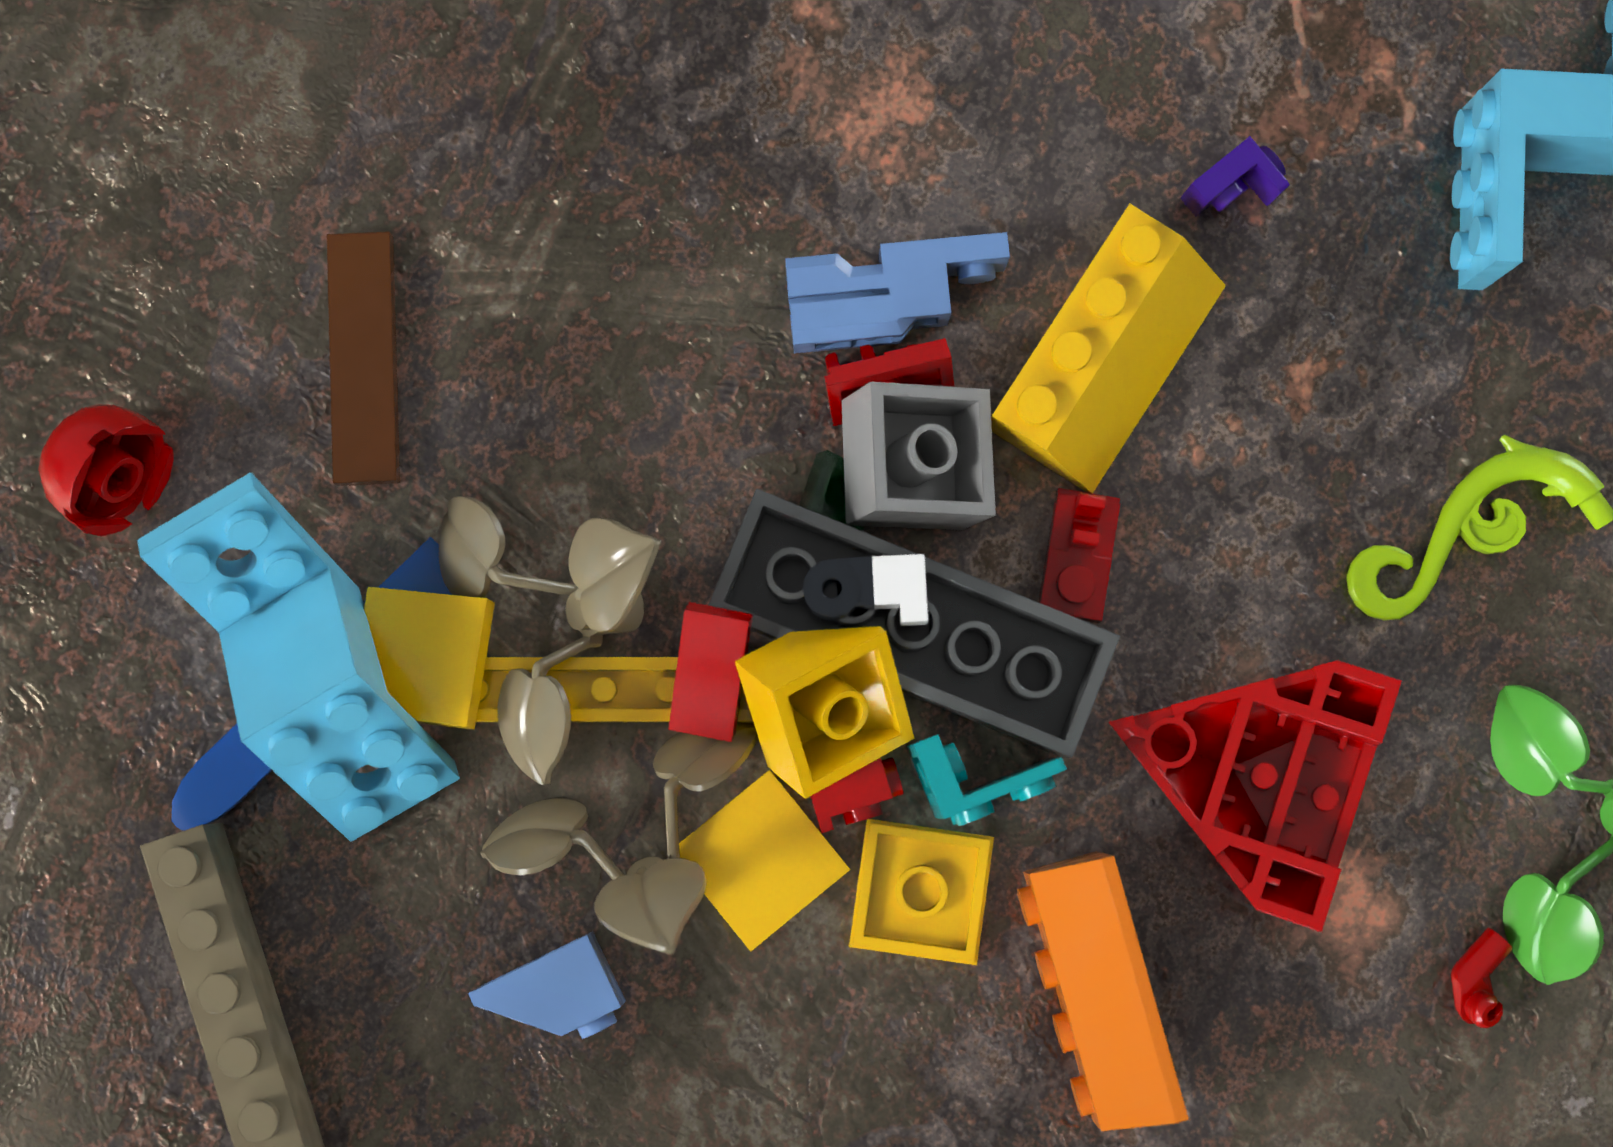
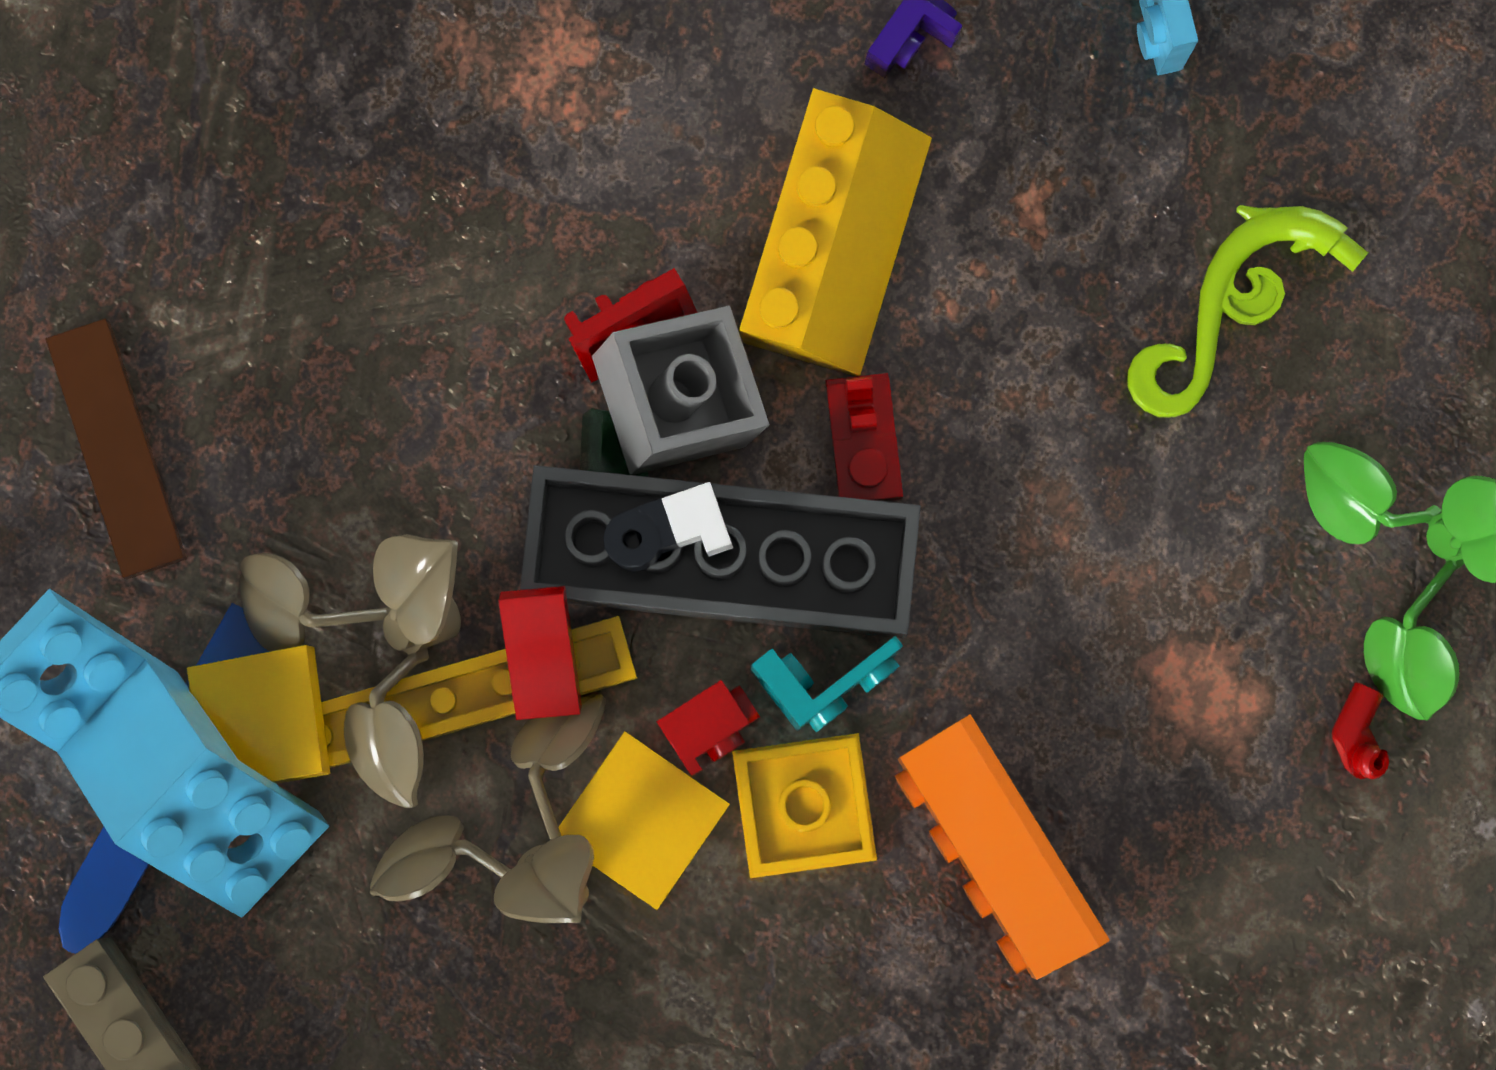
camera: 15 degrees left, 0 degrees up
(558, 990) = (482, 999): medium blue slope -> none
(825, 703) = (658, 651): yellow slope -> none
(882, 302) = (603, 252): medium blue plate -> none
(1271, 777) = (1104, 597): red wedge -> none

